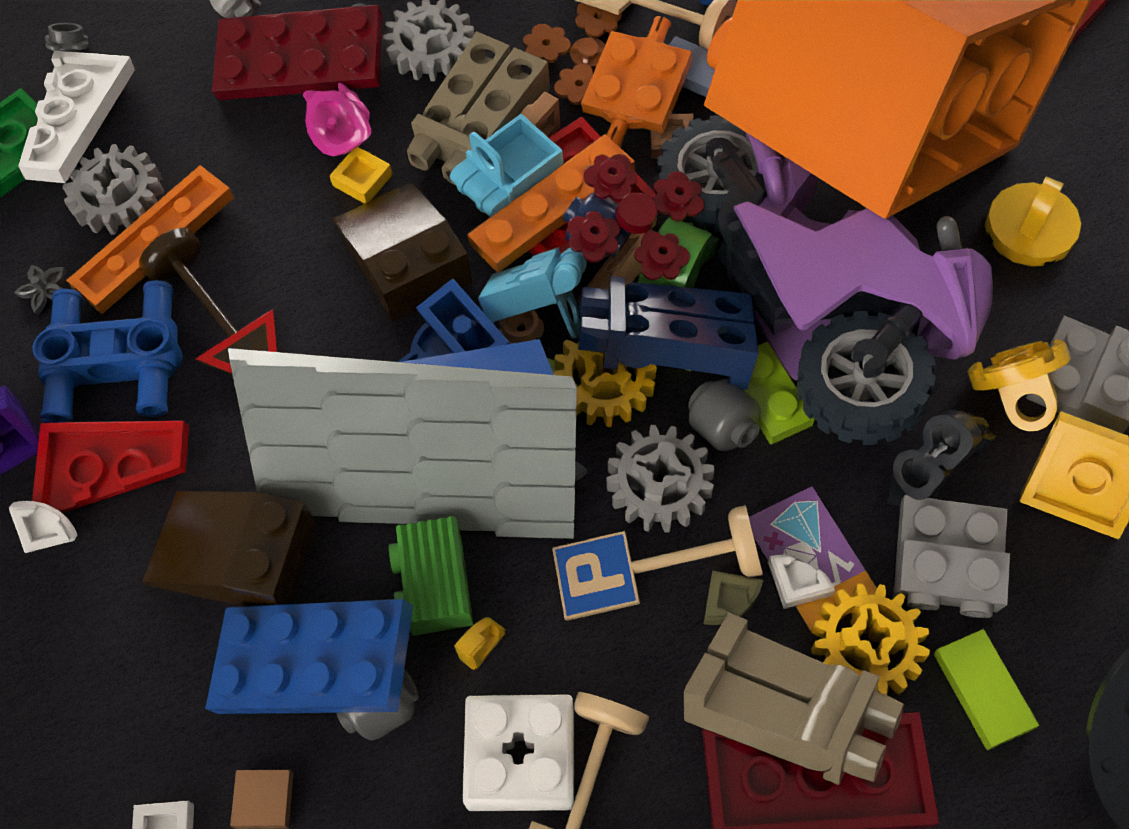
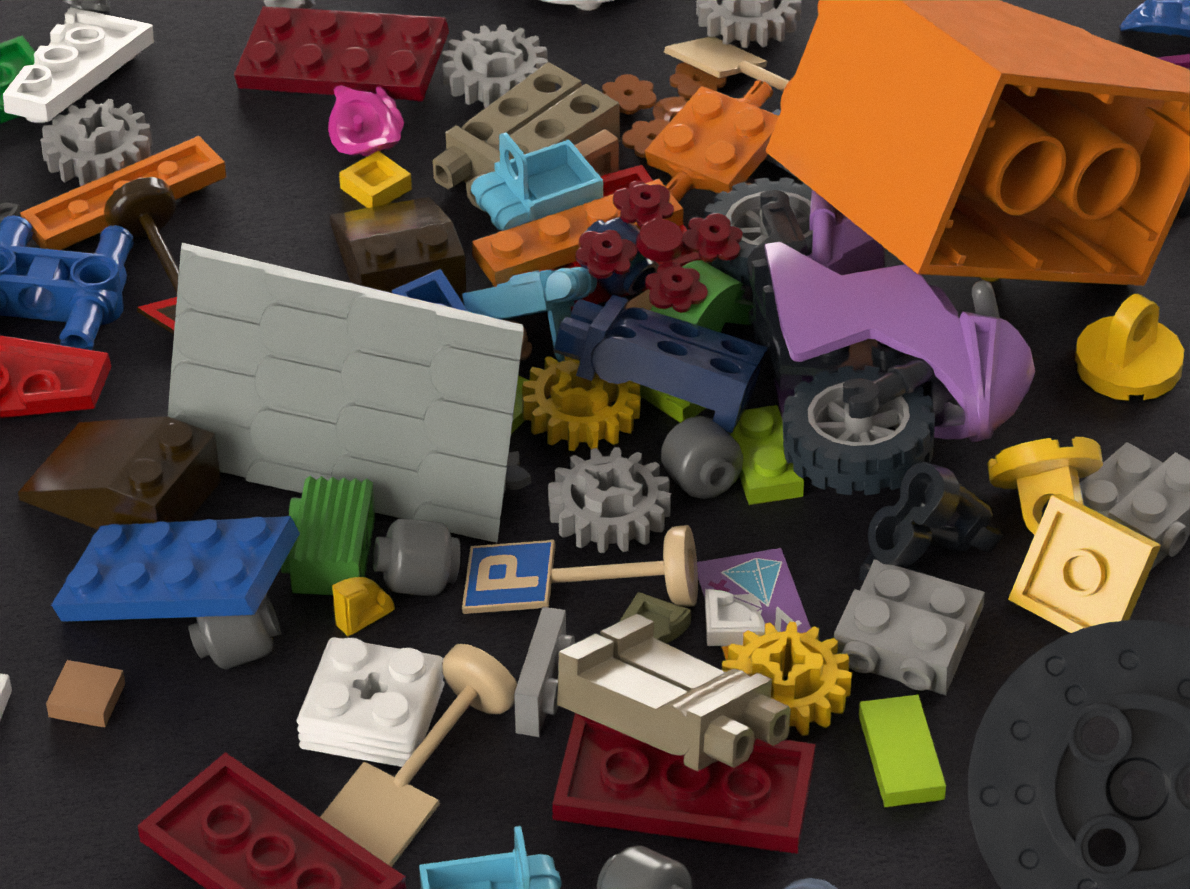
camera: 10 degrees right, 20 degrees down
(515, 582) = (417, 557): none -> dark grey head
(663, 707) = (538, 681): none -> light grey plate

